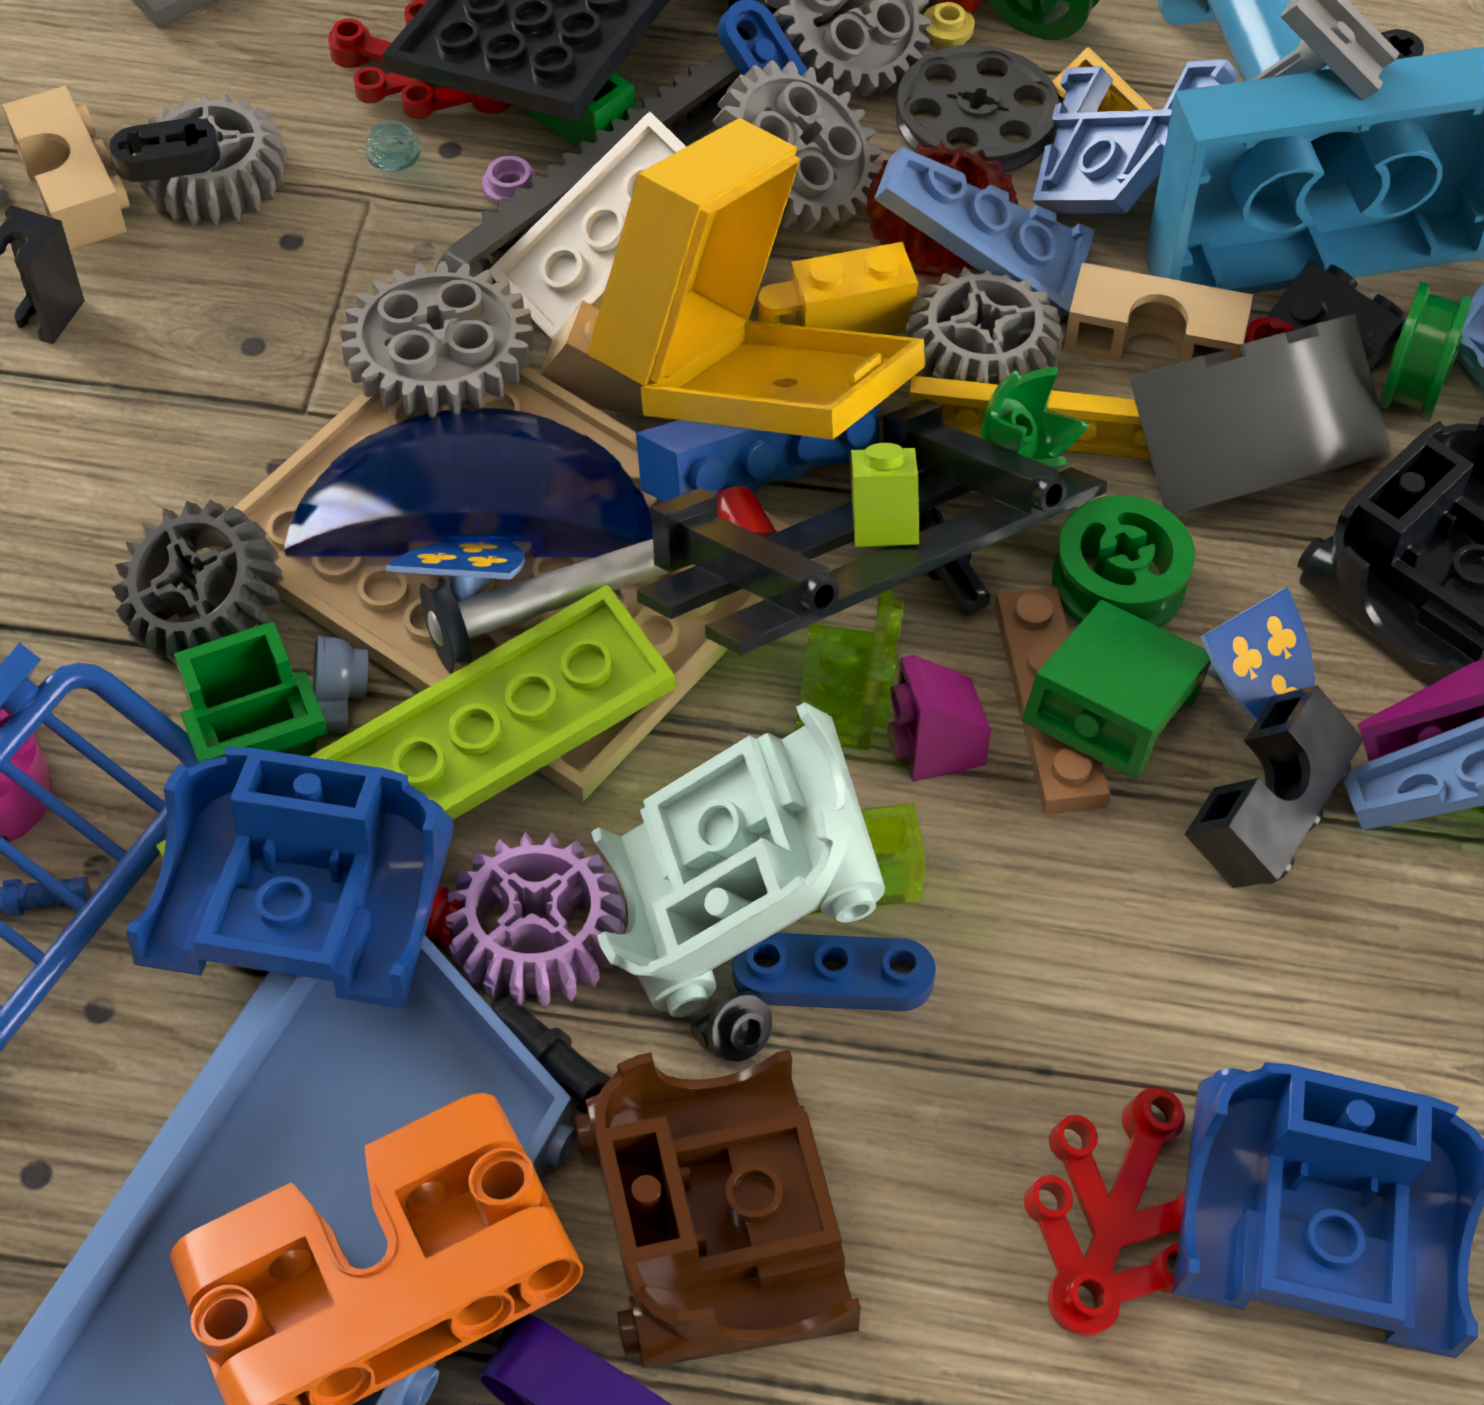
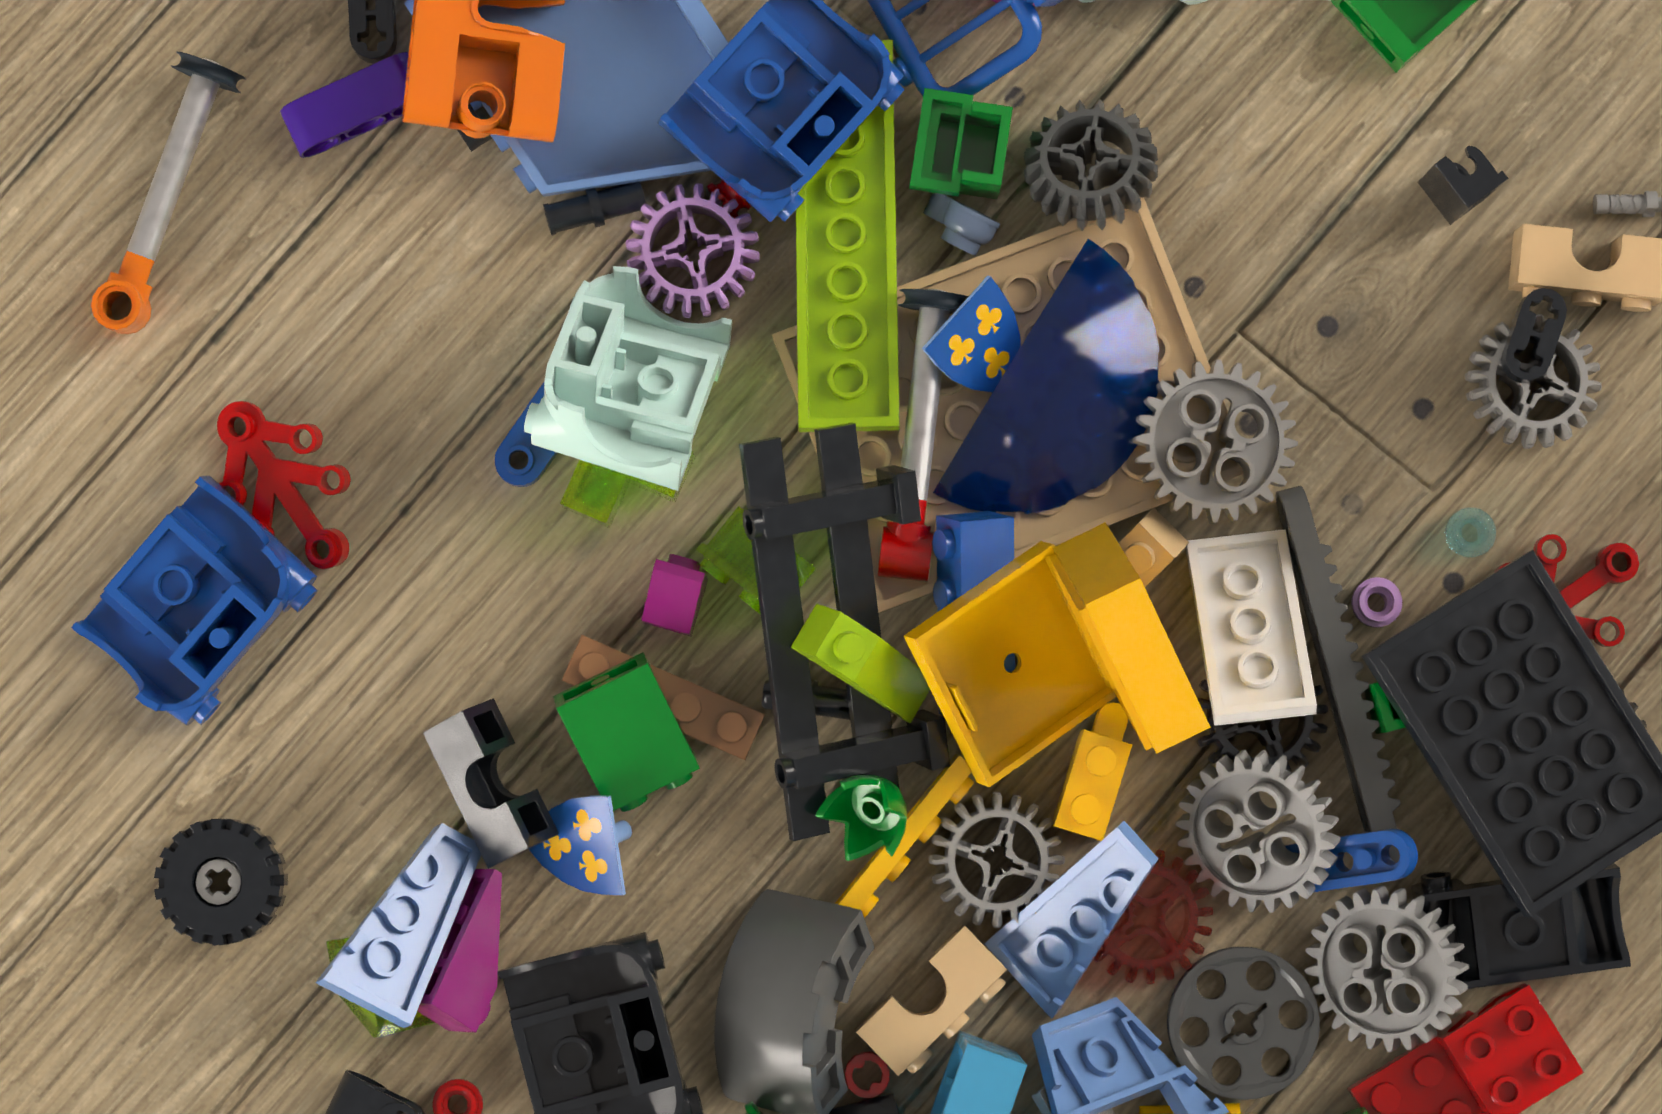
camera: 120 degrees right, 30 degrees up
(717, 1211) = (428, 245): reddish brown piece -> none
(735, 1026) = (541, 331): black plate -> none
(949, 26) = (1339, 1051): light yellow plate -> none
(1124, 540) = (692, 809): green wheel -> none

